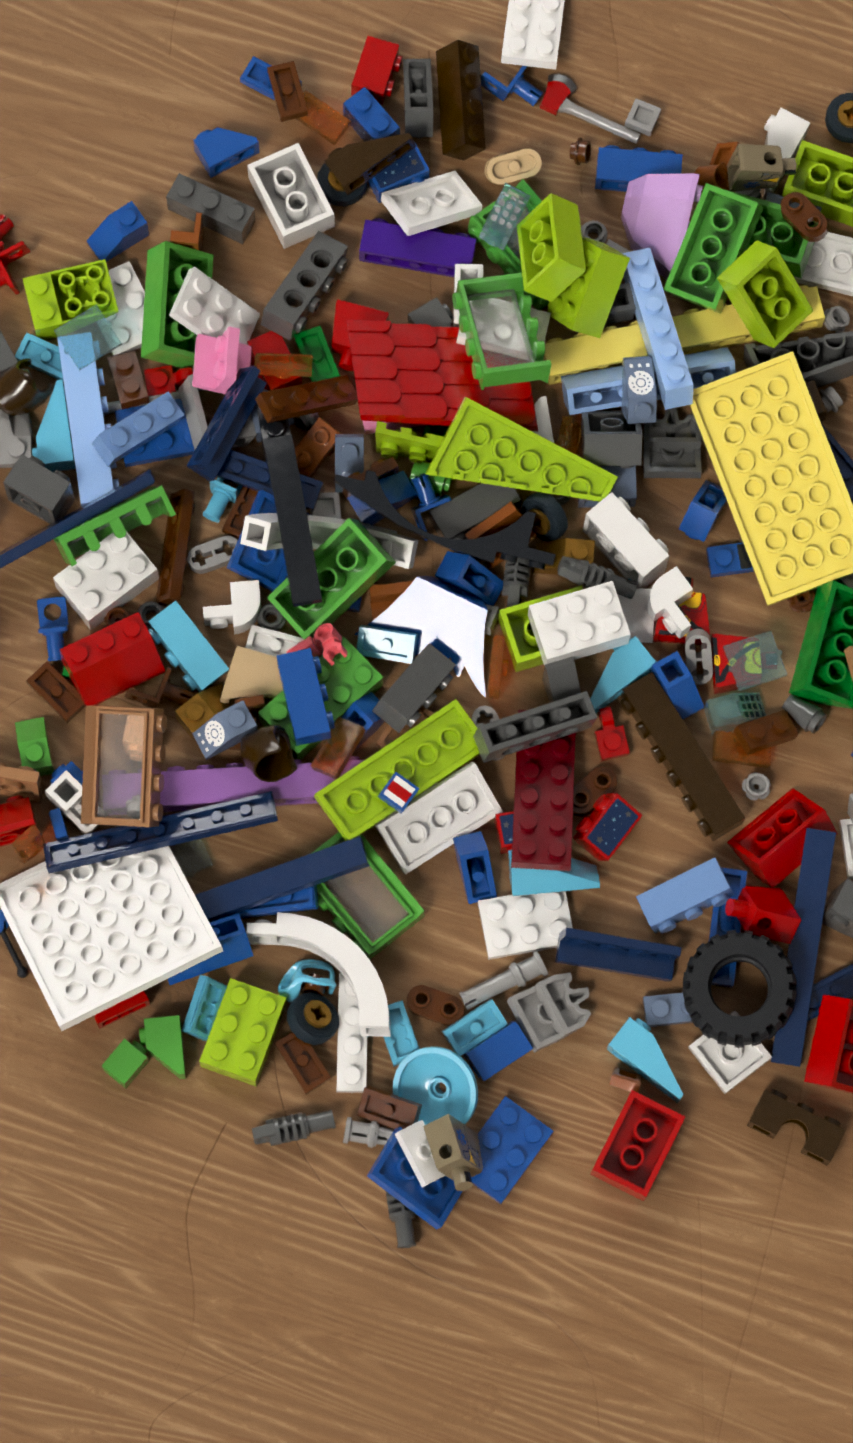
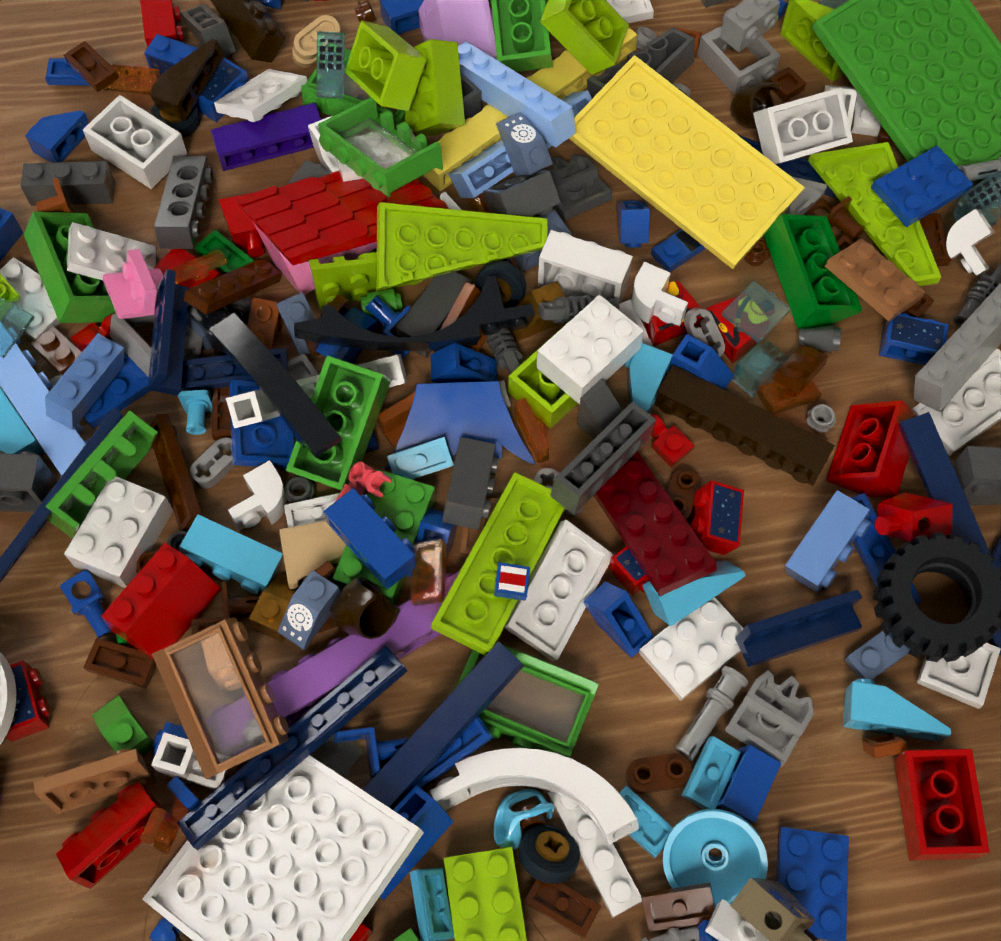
camera: 25 degrees left, 10 degrees down
(223, 869) = (376, 750): none -> blue bracket

